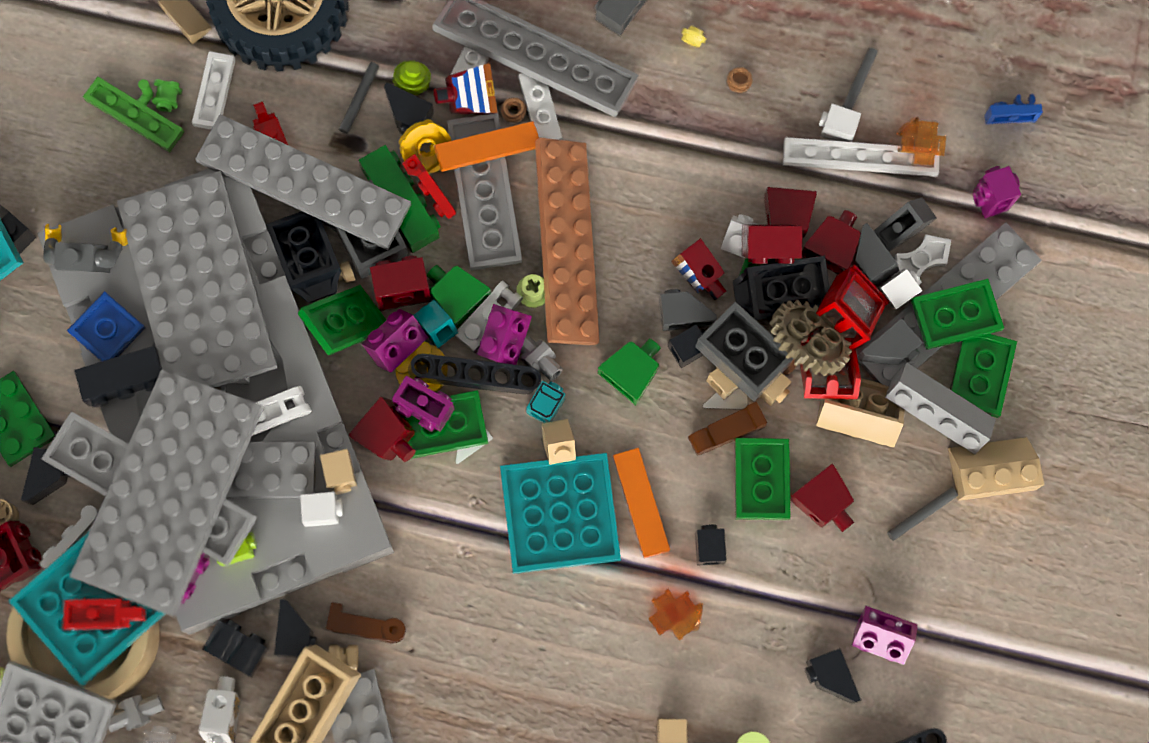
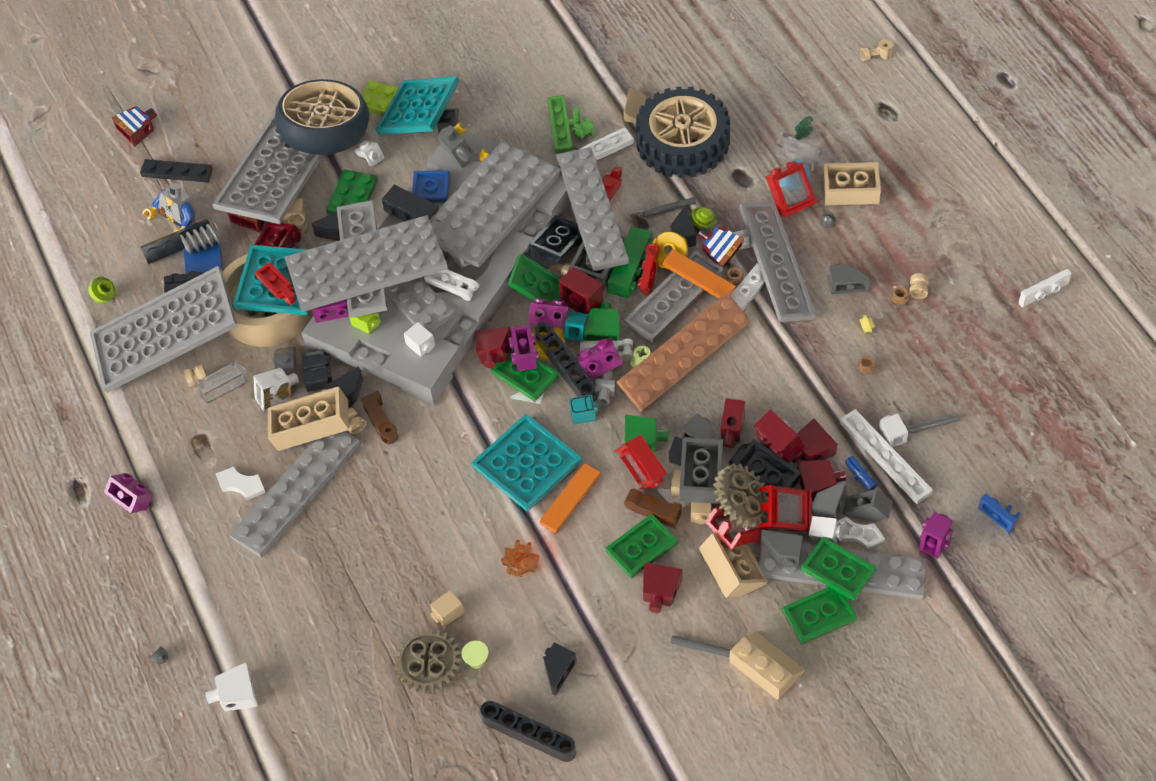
camera: 60 degrees right, 20 degrees down
(135, 712) = (243, 352): light grey axle -> none
(190, 672) = (286, 359): none -> dark grey slope
(338, 471) = (448, 332): tan brick -> none
(558, 441) = (565, 428): tan brick -> none
(678, 401) = (641, 462): none -> red window
(710, 545) = (576, 547): black brick -> none
(861, 197) = (861, 473): none -> blue axle
(884, 635) = (606, 673): magenta brick -> none
(925, 140) = (927, 472): clear orange piece -> none
(940, 408) = (771, 601): light grey brick -> none

